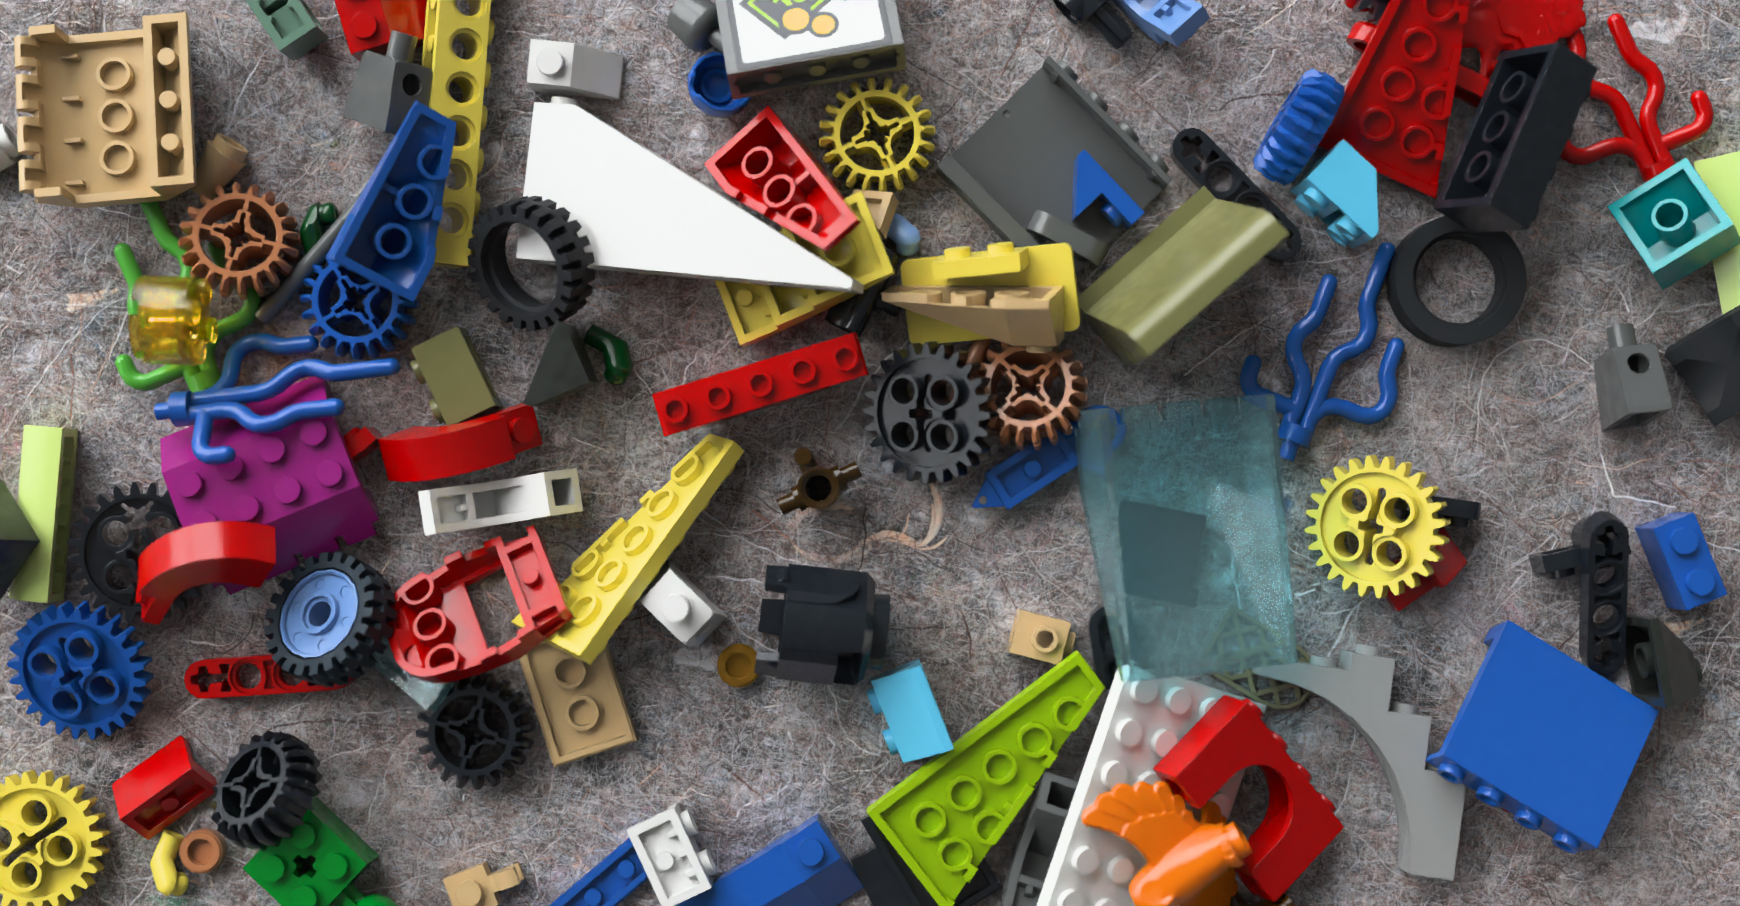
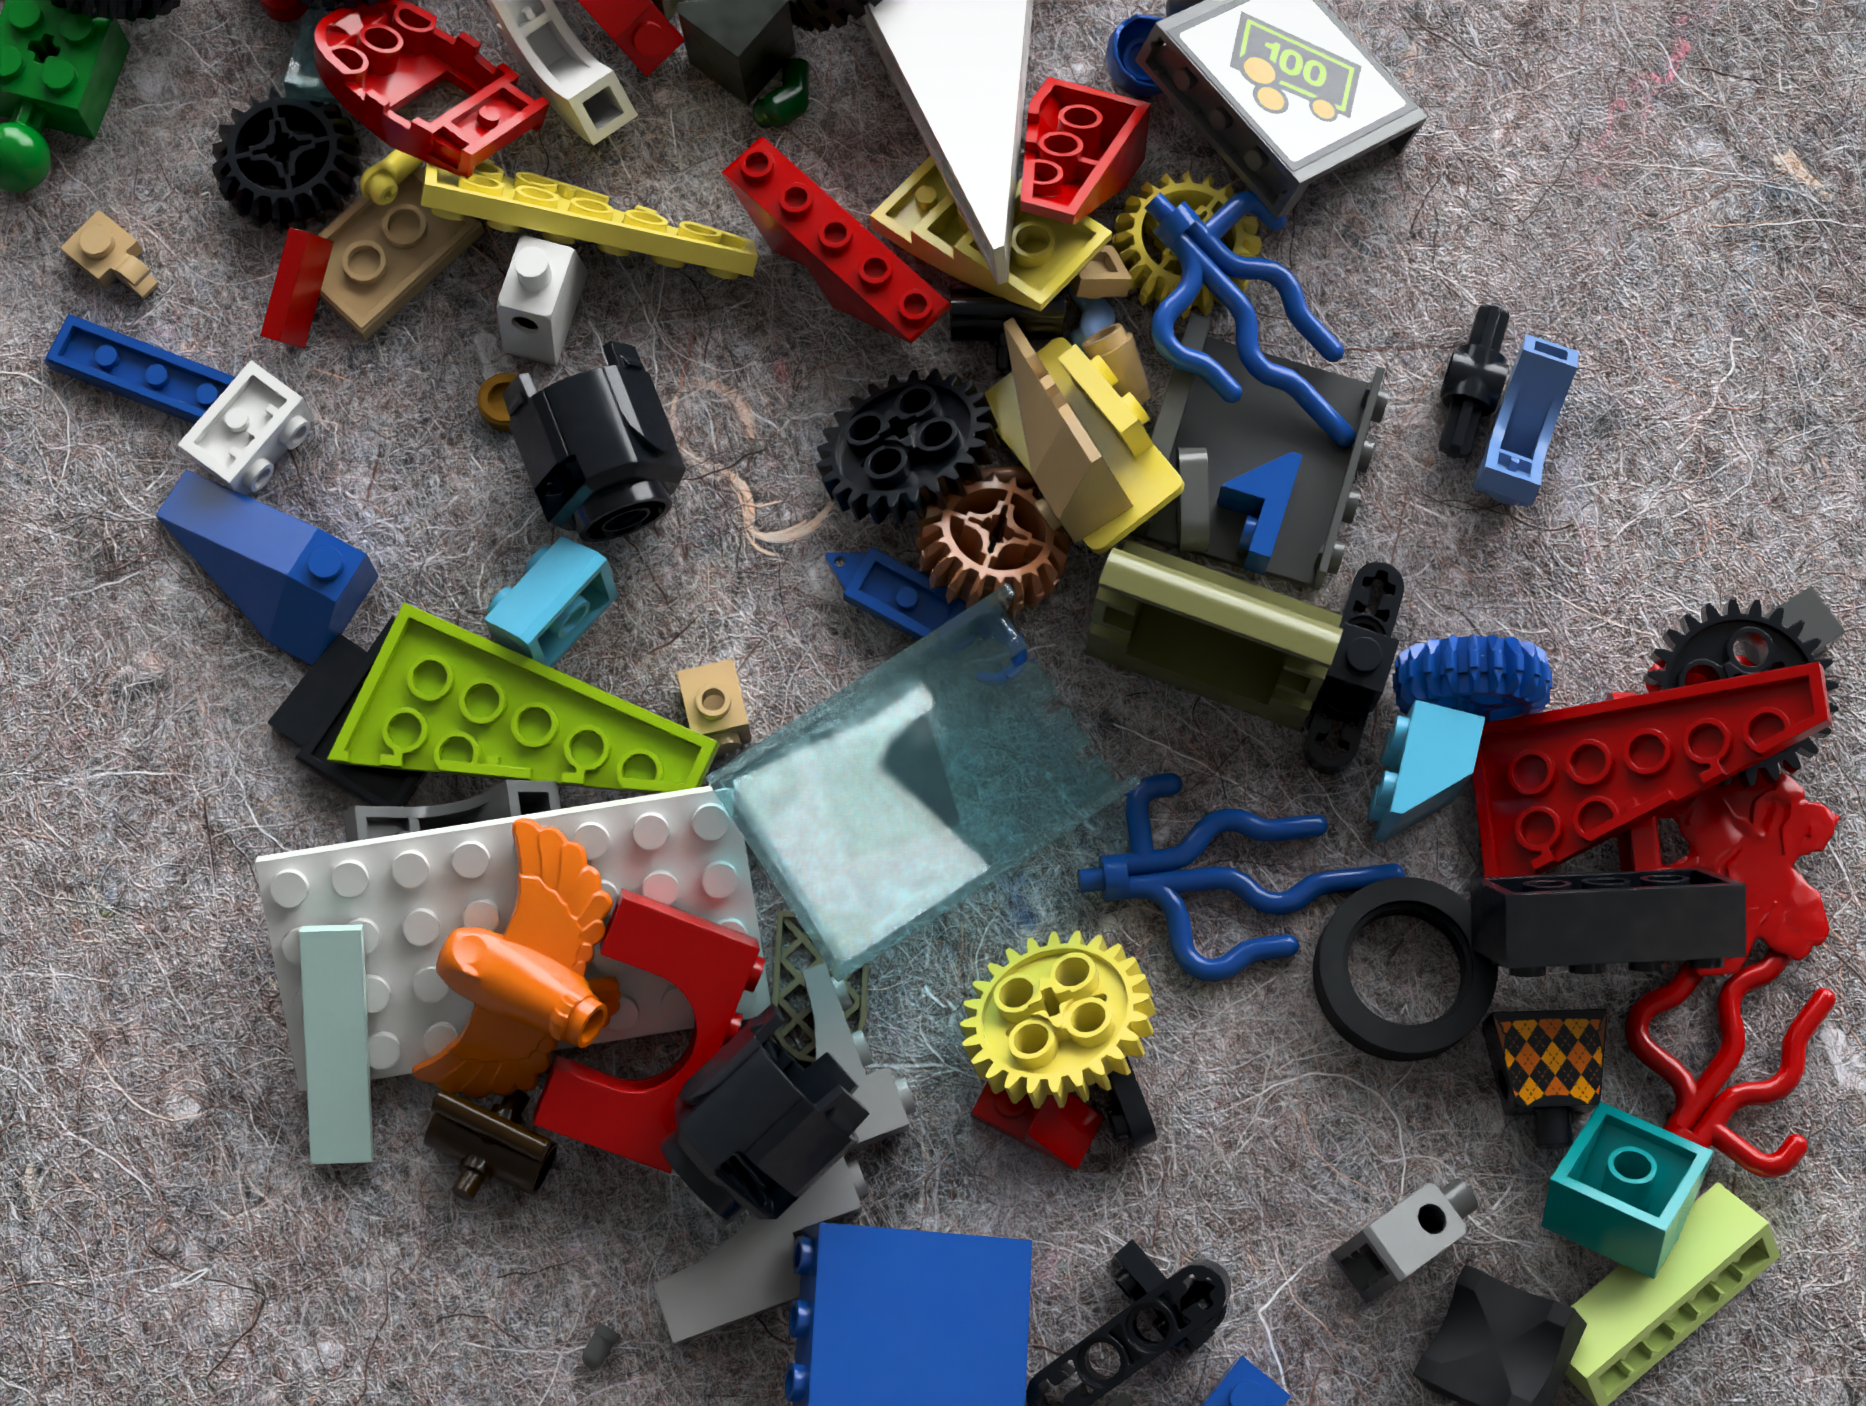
camera: 60 degrees right, 15 degrees down
(533, 676) = (381, 179): none -> light yellow arm
(585, 772) = (297, 288): none -> red tile
(799, 493) = (755, 363): dark brown pin -> none
(901, 134) = (1210, 262): none -> blue plant
(936, 233) = (1122, 357): none -> tan cone
(1254, 190) = (1359, 667): none -> black brick
(1362, 760) = (759, 1125): none -> black piece
(1570, 227) = (1547, 1066): none -> black torso

